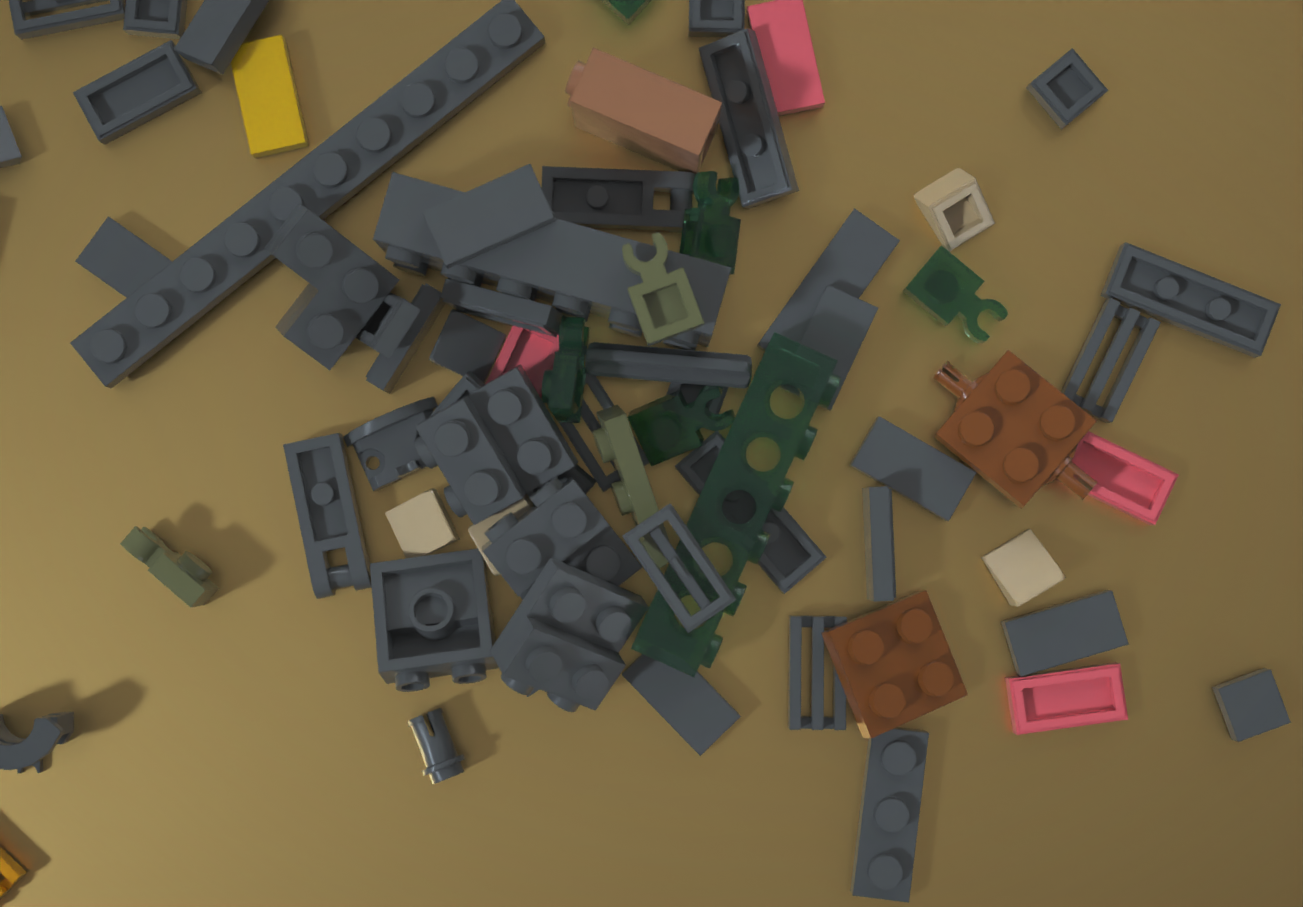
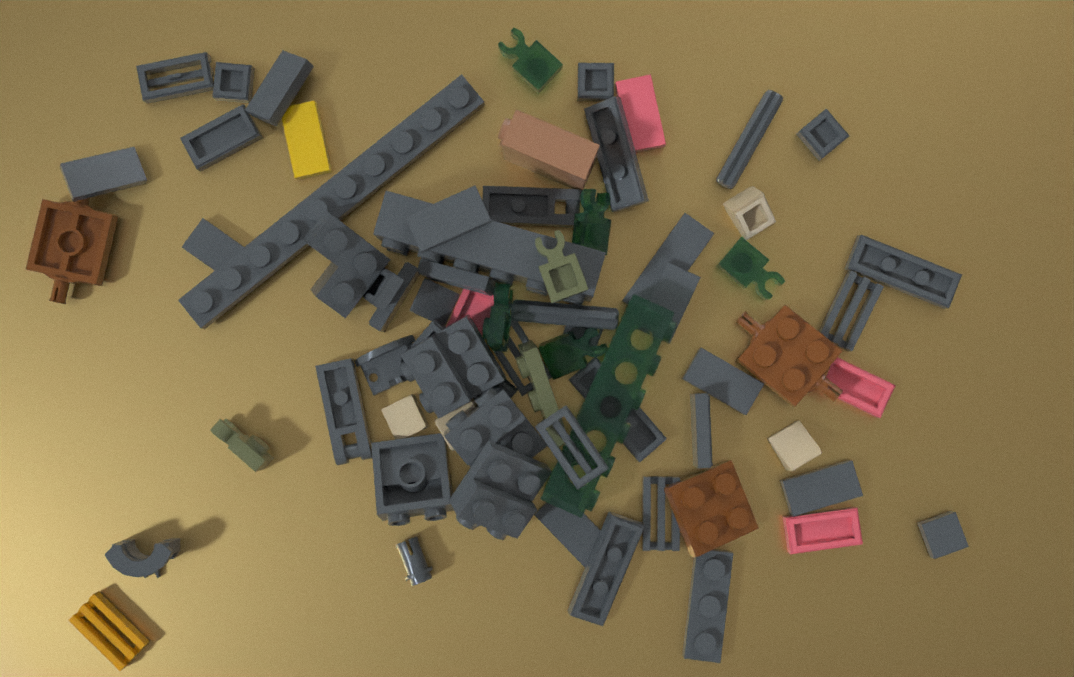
camera: 10 degrees right, 0 degrees up
(732, 757) = (605, 568): none -> dark grey tile
(954, 95) = (749, 139): none -> dark grey axle

